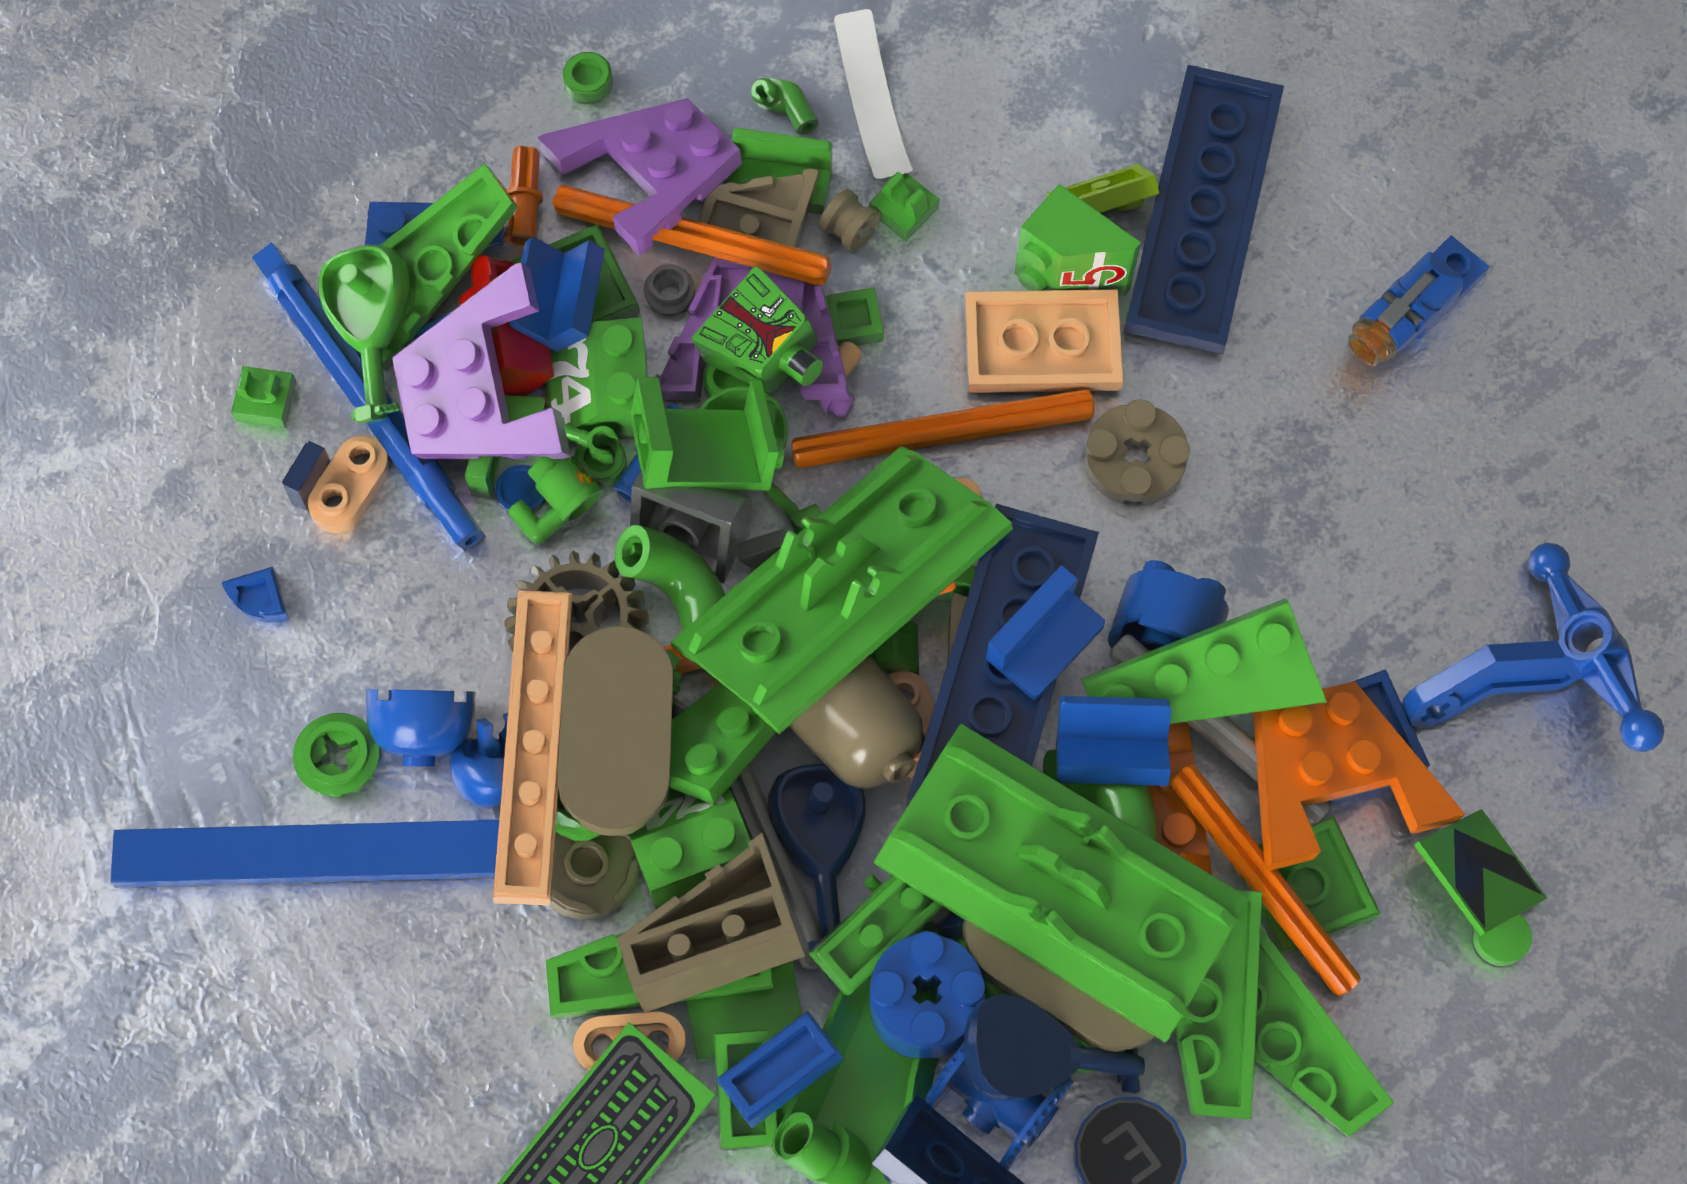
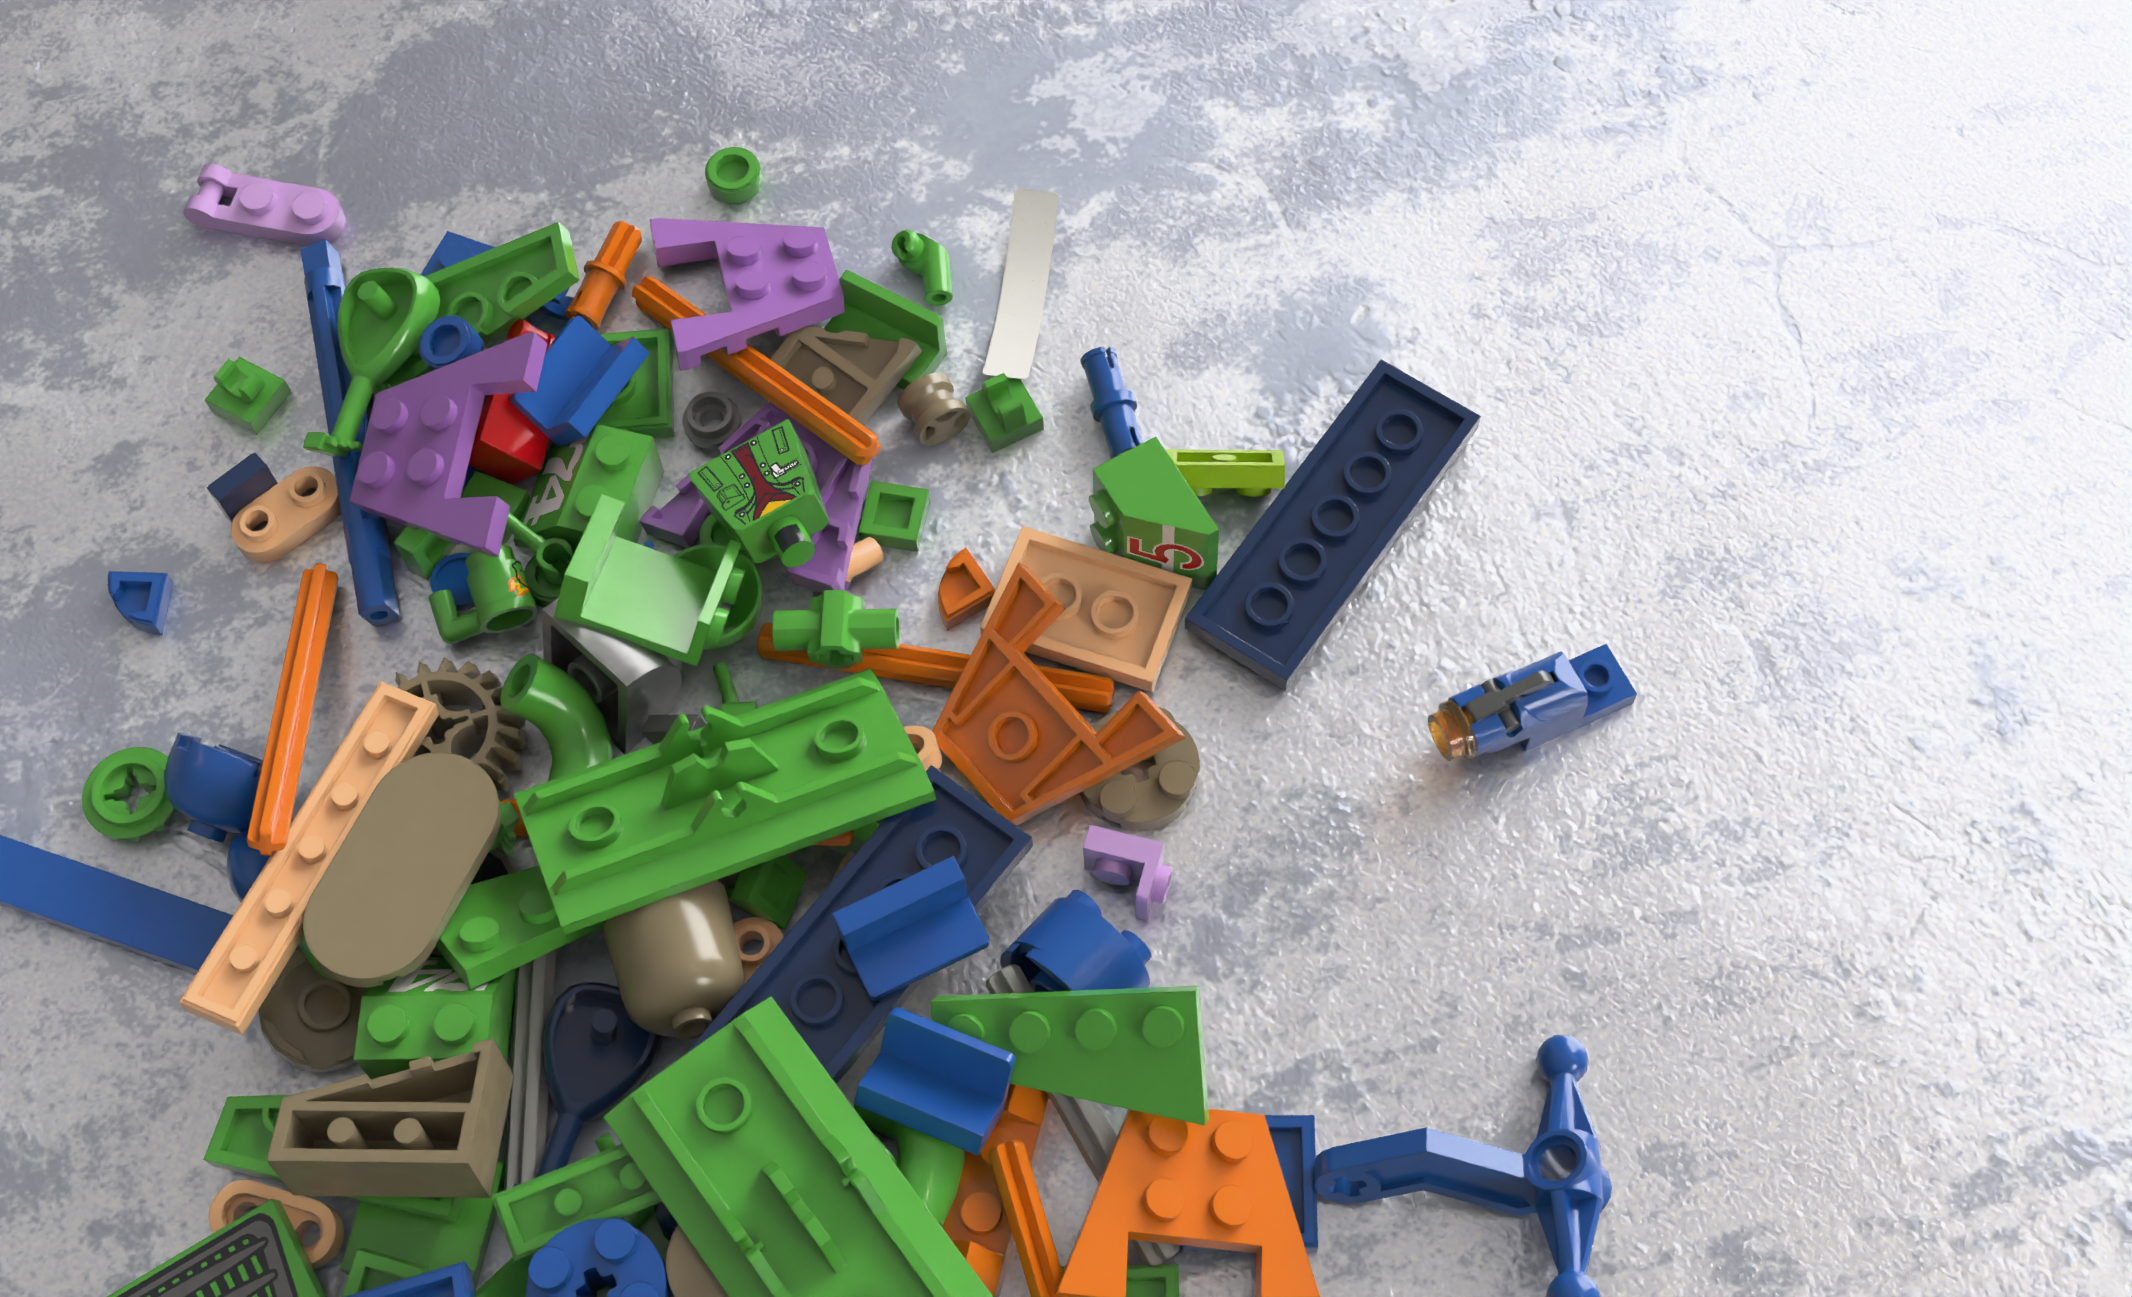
camera: 25 degrees right, 5 degrees down
(197, 232) = (264, 208): none -> lavender plate
(434, 296) = (449, 341): none -> blue tile
(453, 638) = (292, 712): none -> orange axle
(861, 423) = (836, 629): none -> bright green axle
(936, 359) = (963, 590): none -> orange tile
(991, 171) = (1112, 402): none -> blue pin
(1039, 456) = (1019, 733): none -> orange wing
(1162, 525) = (1126, 857): none -> lavender bracket

